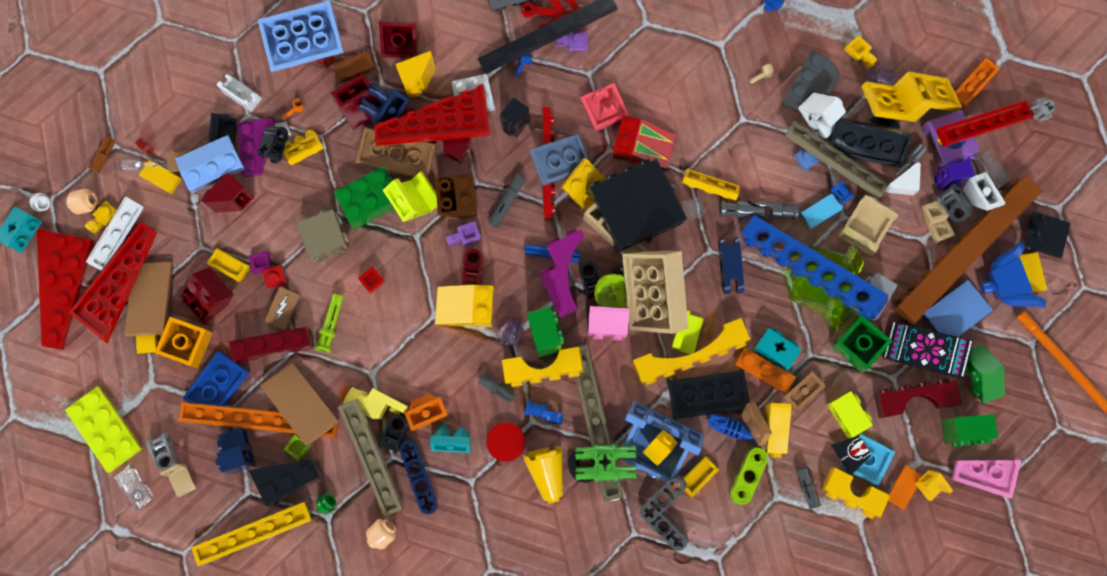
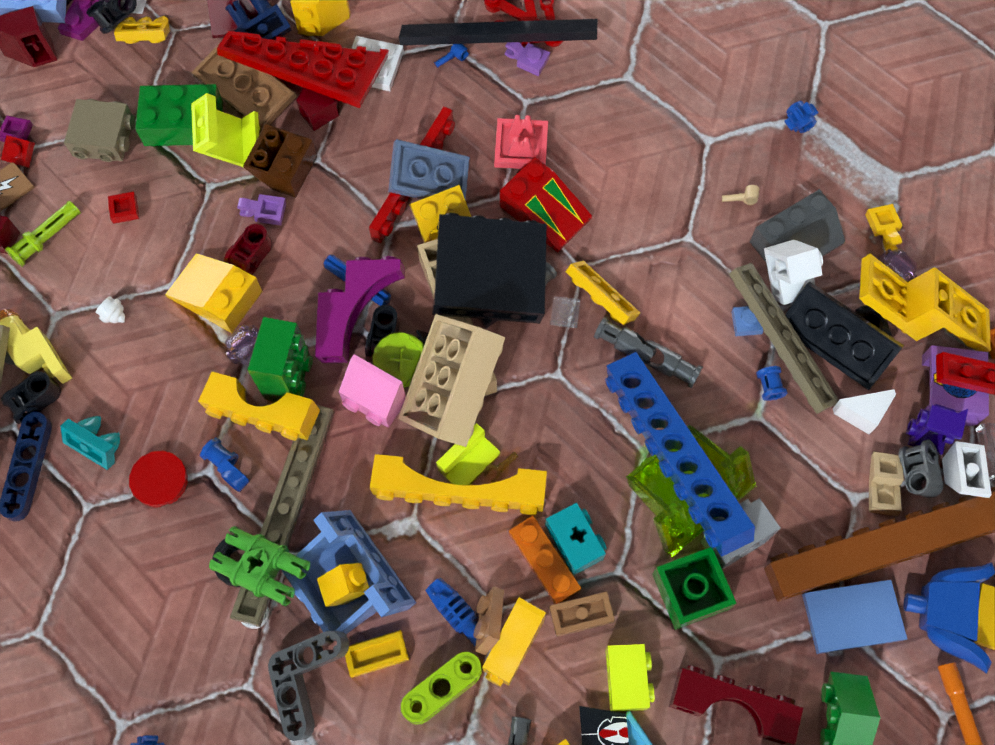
camera: 25 degrees right, 10 degrees down
(408, 352) = (111, 311): none -> white plate
(425, 411) = (83, 391): orange slope -> none
(497, 388) = (188, 405): dark grey axle -> none
(510, 194) = (339, 194): dark grey pin -> none
(514, 117) = (402, 102): black brick -> none
(546, 471) = (180, 541): yellow cone -> none
(708, 394) = (451, 552): black tile -> none
(731, 265) = (572, 402): dark blue piece -> none
(821, 211) = (731, 394): medium azure tile -> none
(868, 225) = (785, 440): tan panel -> none
(914, 155) = (894, 382): light grey axle -> none
(928, 350) = (785, 645): black tile -> none

